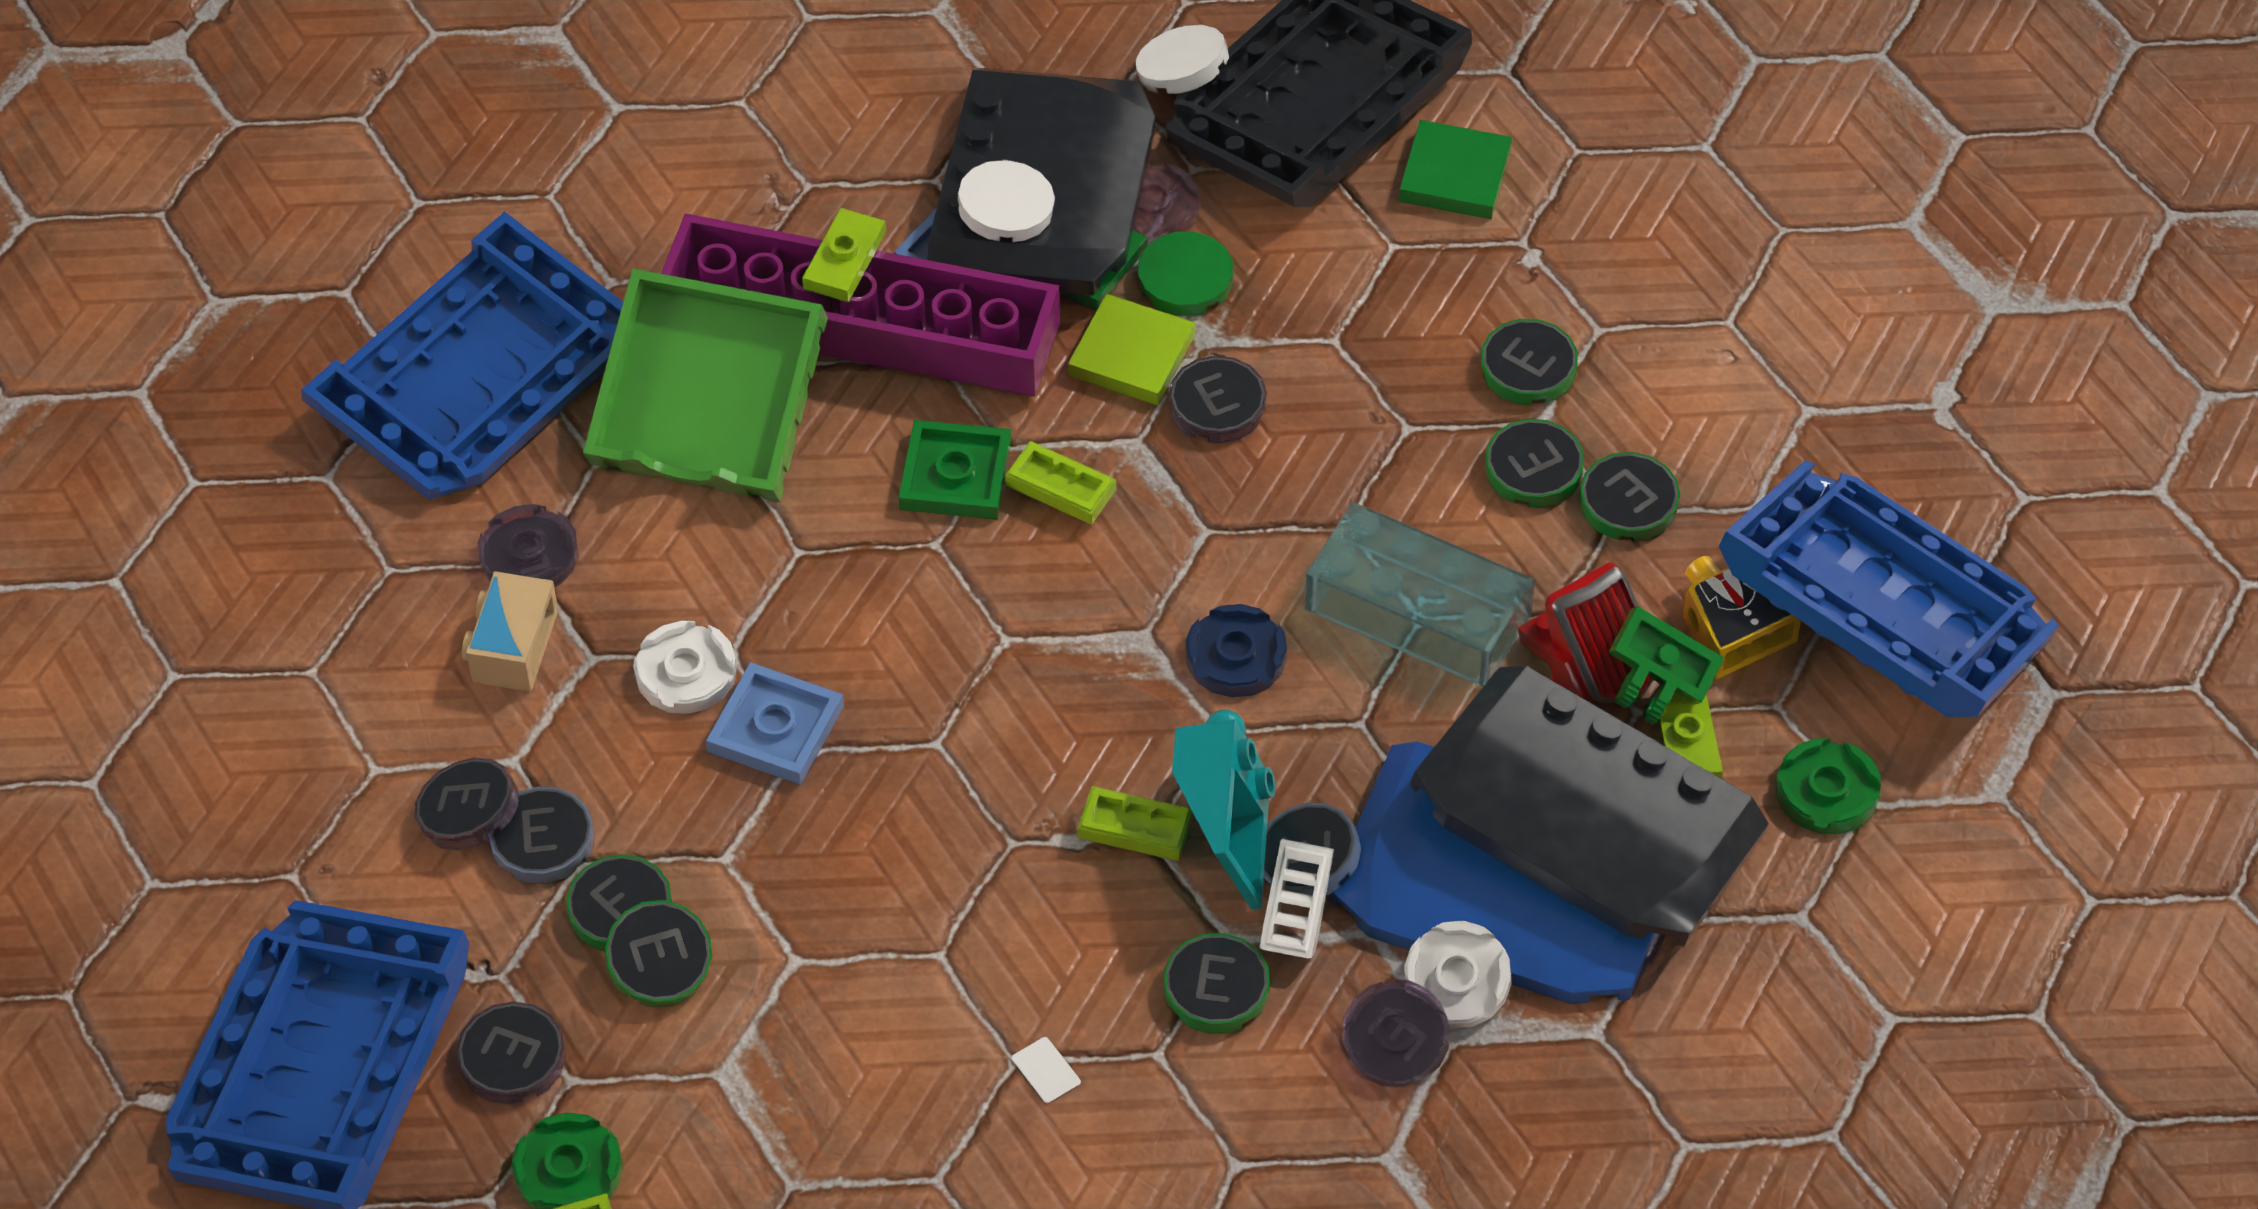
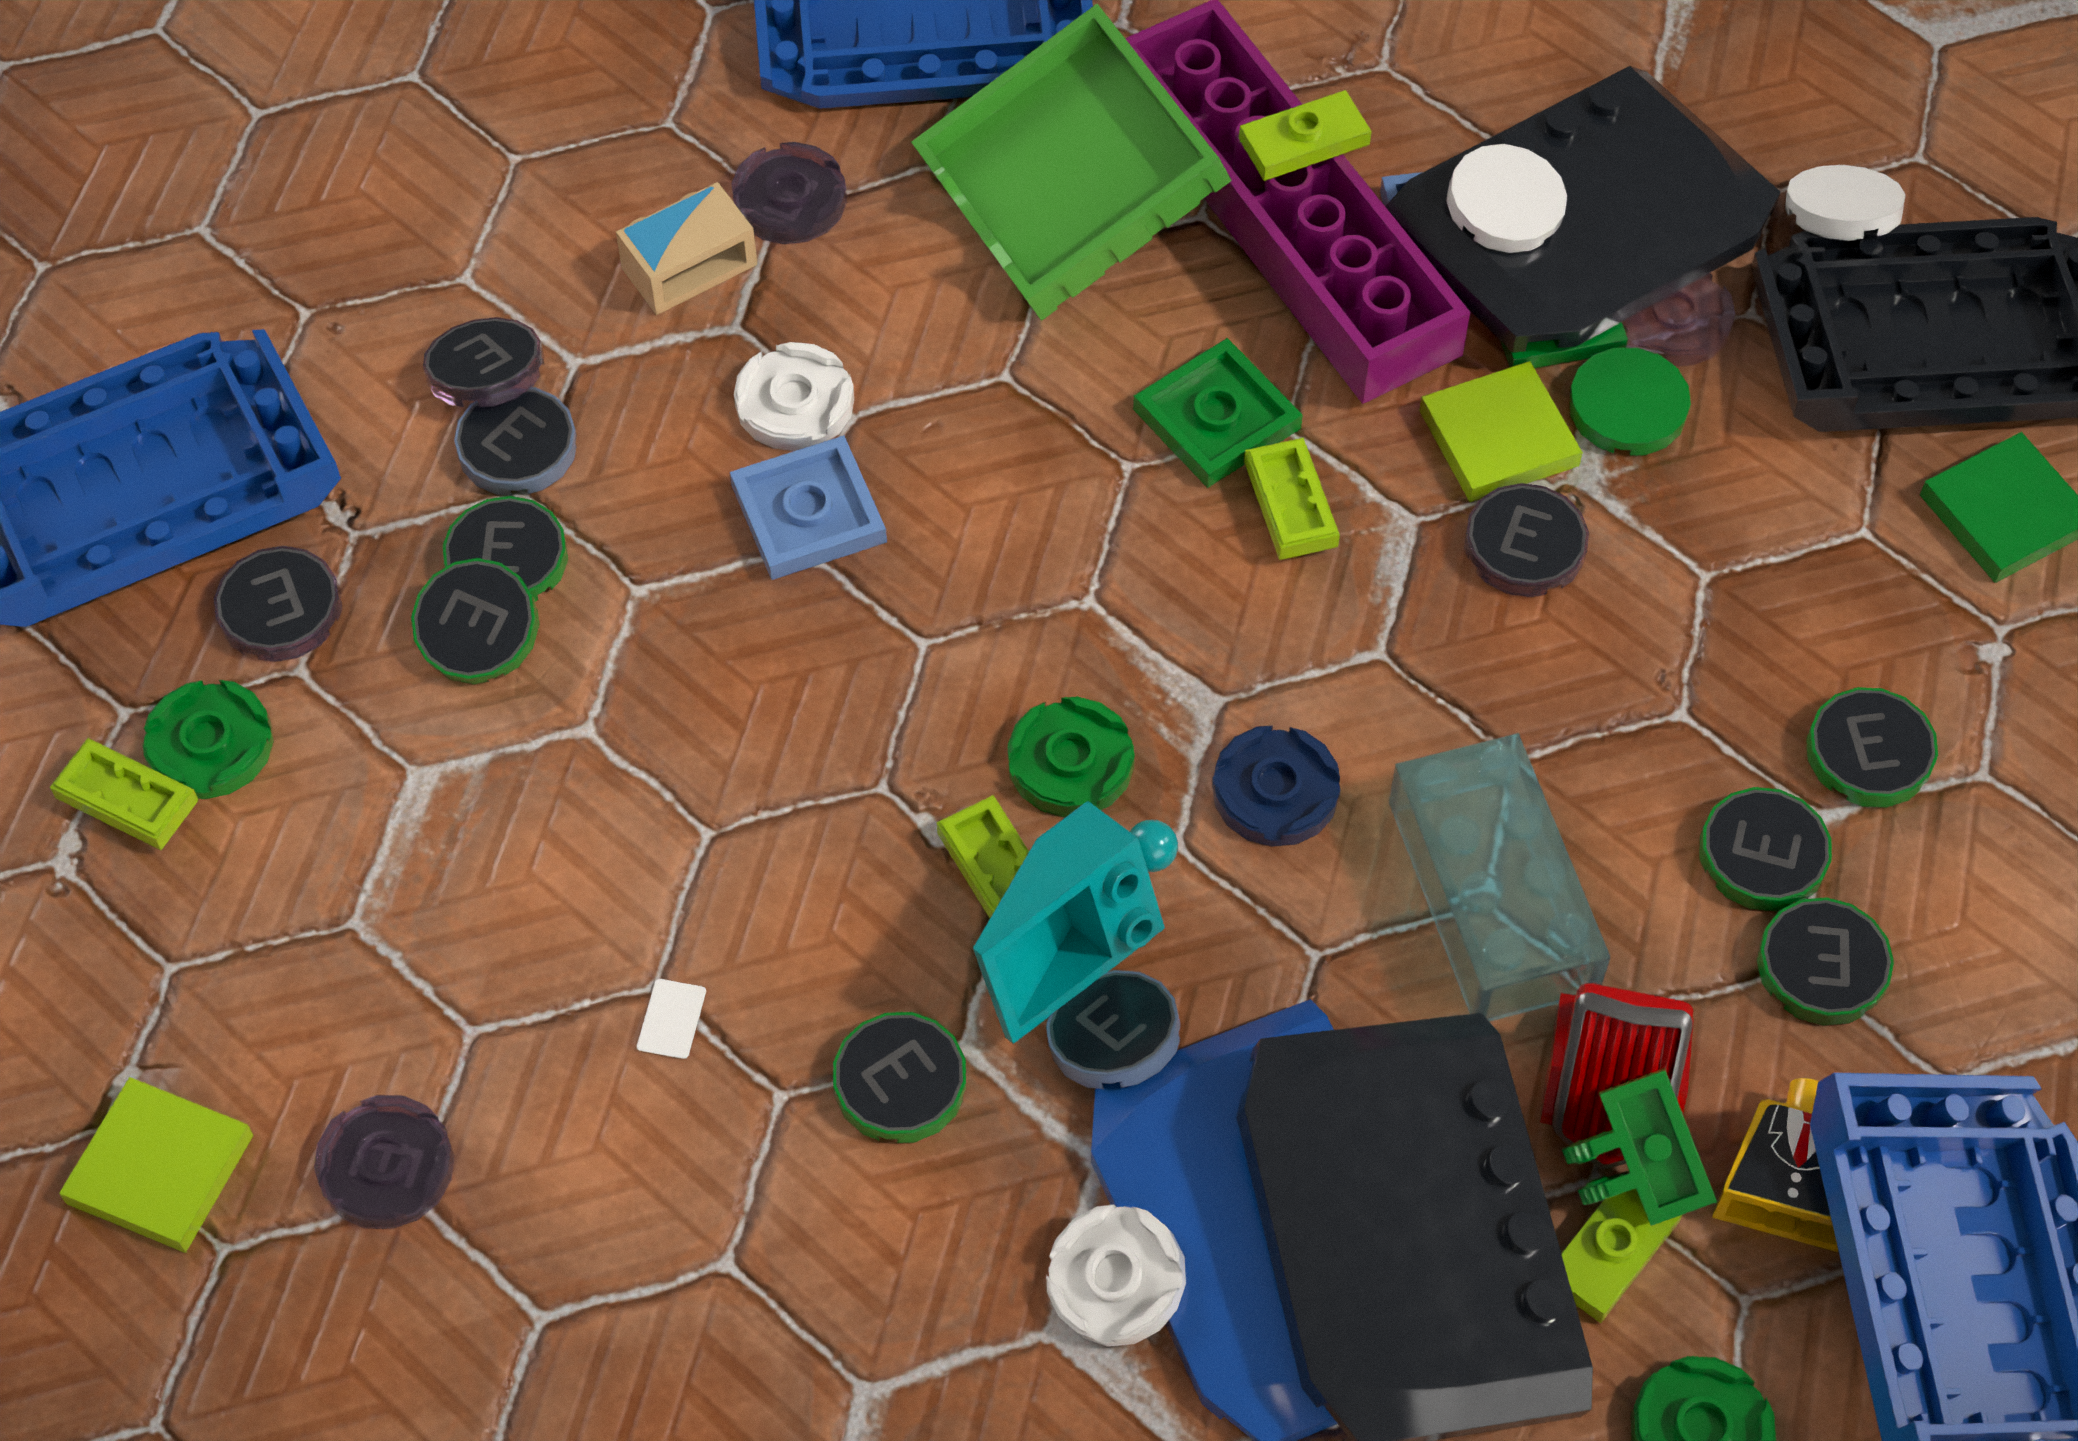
camera: 45 degrees right, 5 degrees up
(1102, 732) = (1070, 756): none -> green tile
(1287, 944) = (1004, 1088): white slope -> none
(1396, 1033) = (995, 1277): clear purple tile -> none

